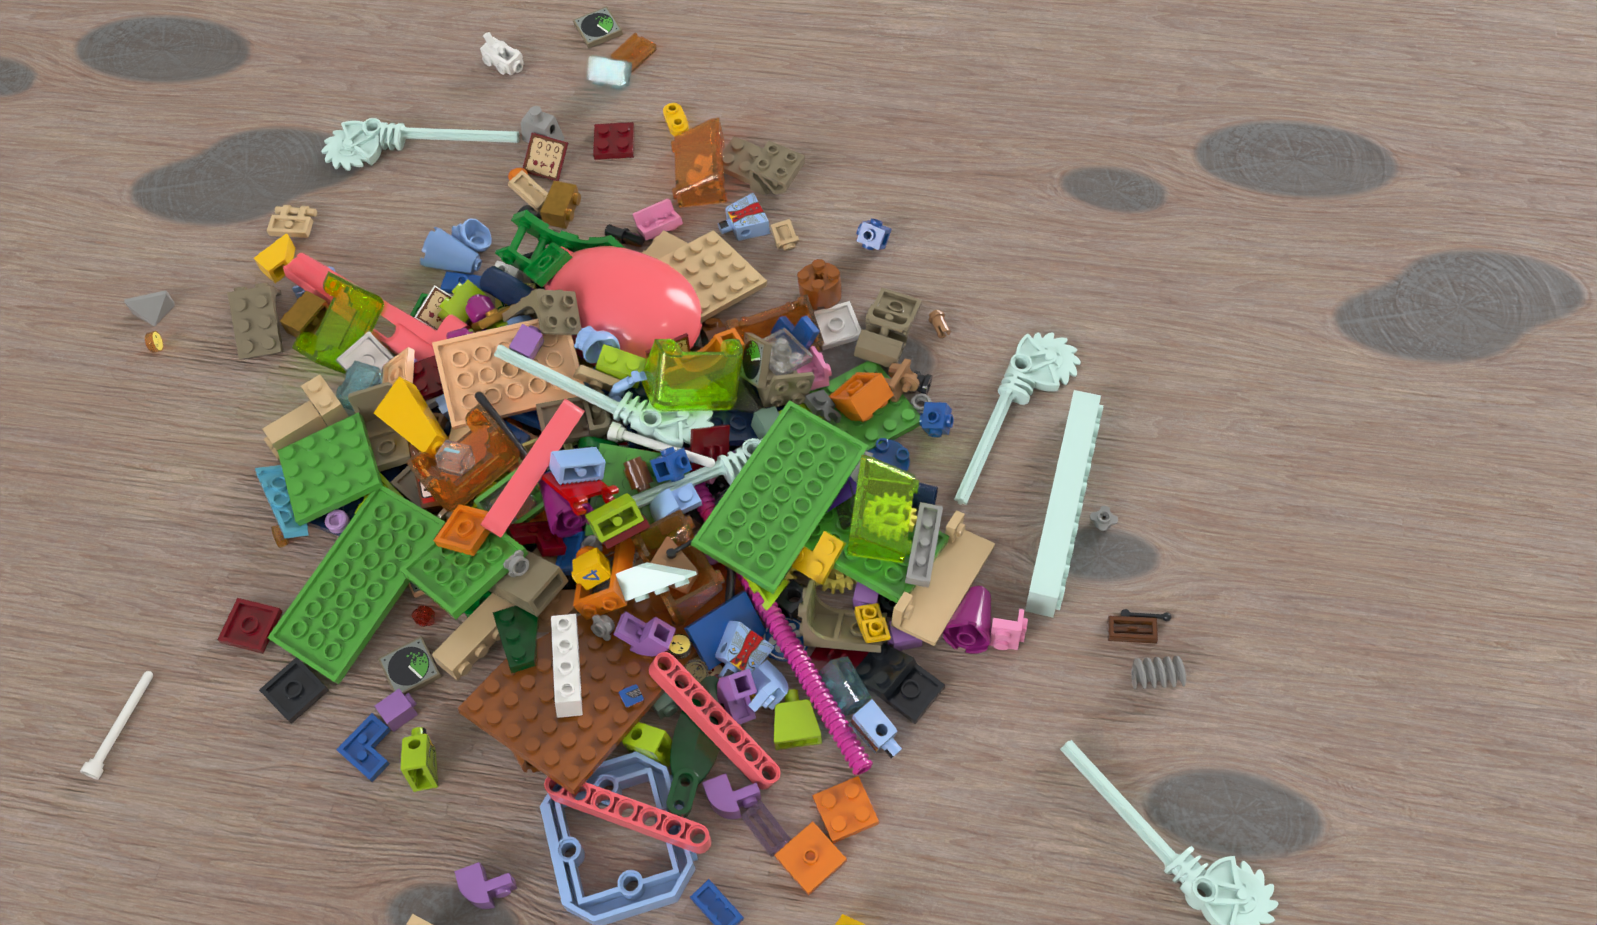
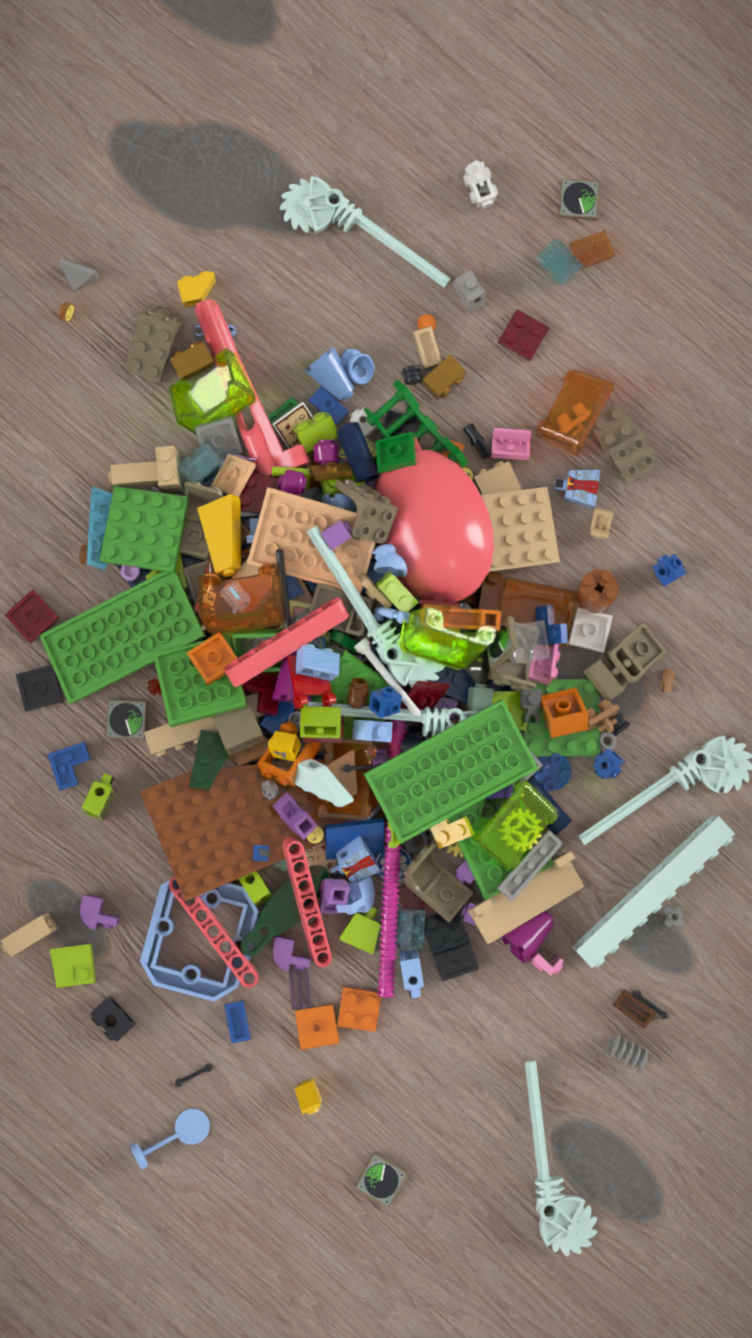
camera: 25 degrees right, 25 degrees up
(294, 226) = (220, 258): tan plate -> none
(397, 709) = (102, 749): medium lavender brick -> none
(516, 564) = (234, 714): light grey plate -> none
(545, 156) = (457, 320): piece -> none
(566, 666) = (228, 808): white brick -> none
(675, 118) = (585, 344): yellow plate -> none
(697, 669) = (316, 855): clear smoke tile -> none
(871, 623) = (456, 899): yellow slope -> none

